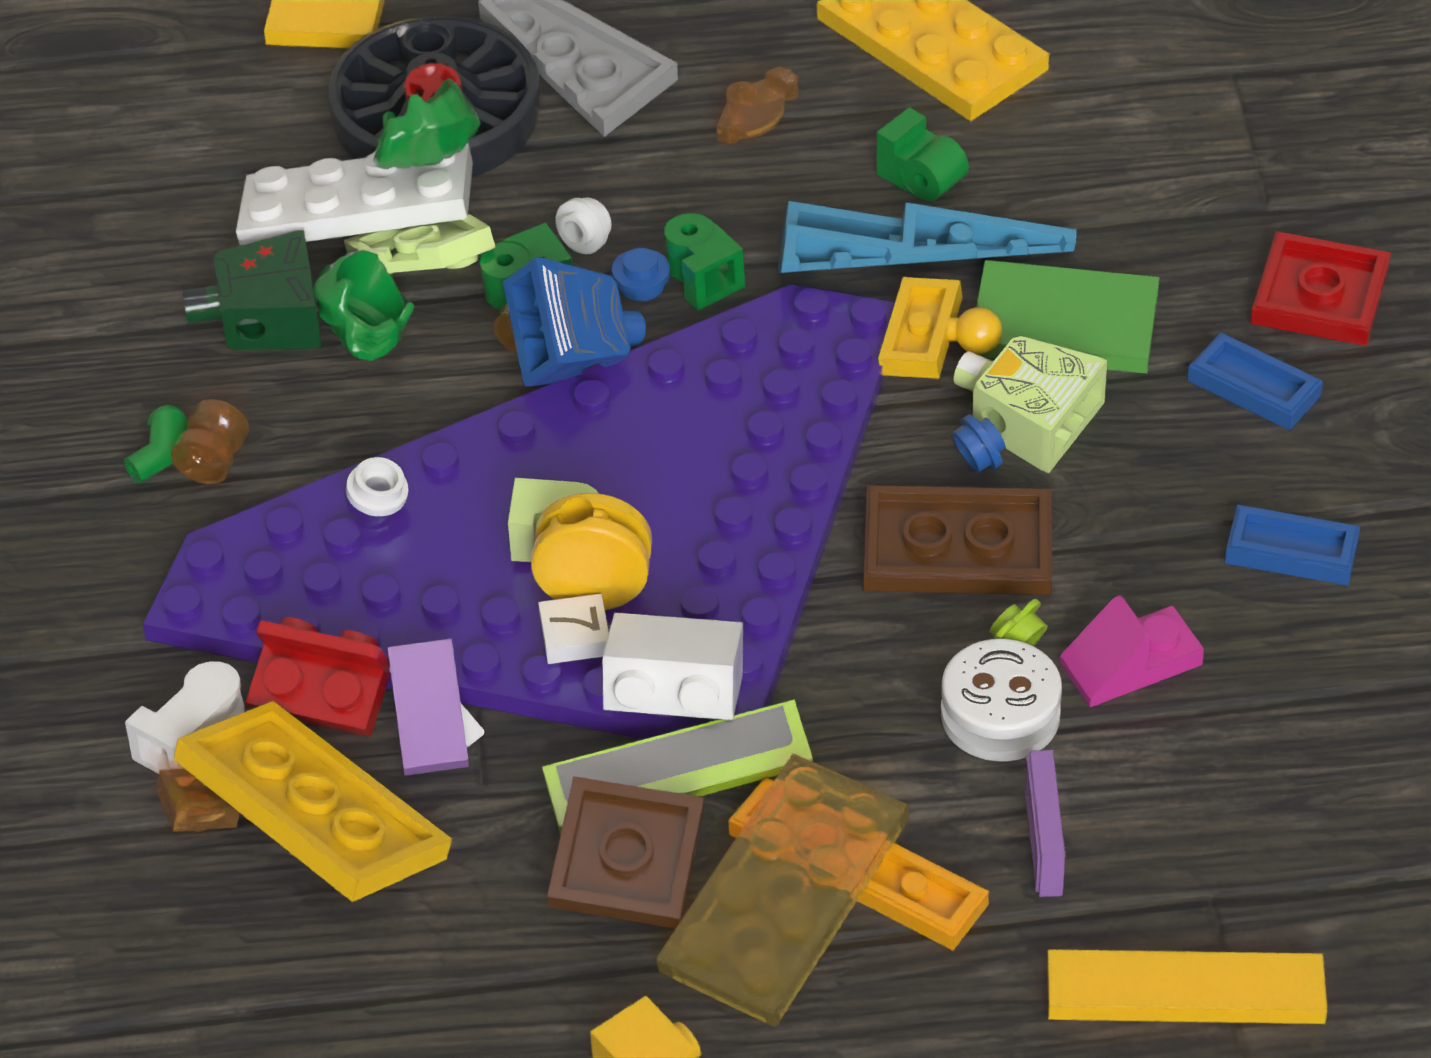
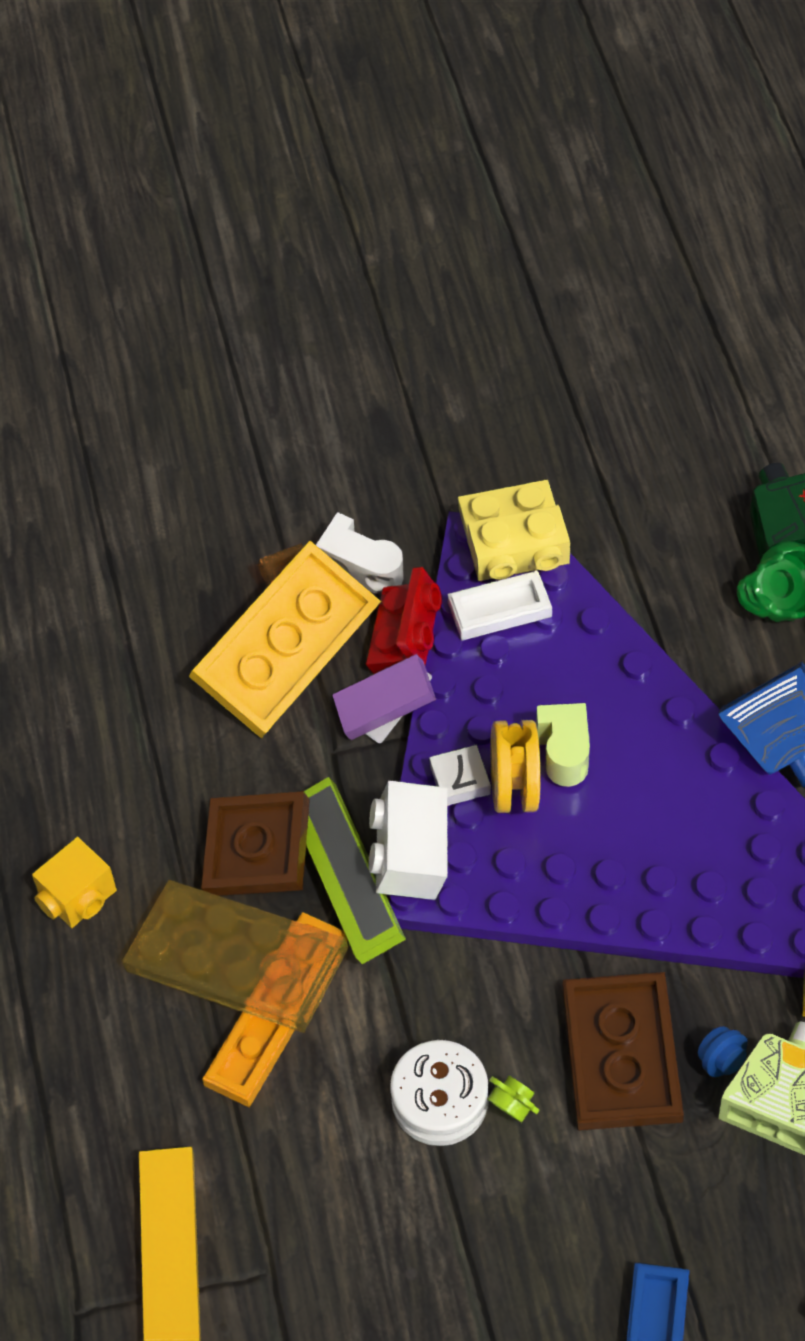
camera: 85 degrees right, 10 degrees up
(165, 428) = (634, 490): green arm -> none
(213, 432) = (631, 515): clear orange wheel -> none
(213, 541) = (514, 530): none -> light yellow plate
(323, 570) = (499, 605): none -> white tile
(378, 475) = (583, 610): white plate -> none
(1044, 823) = (311, 1133): medium lavender tile -> none
(1129, 652) = (509, 1195): dark pink slope -> none

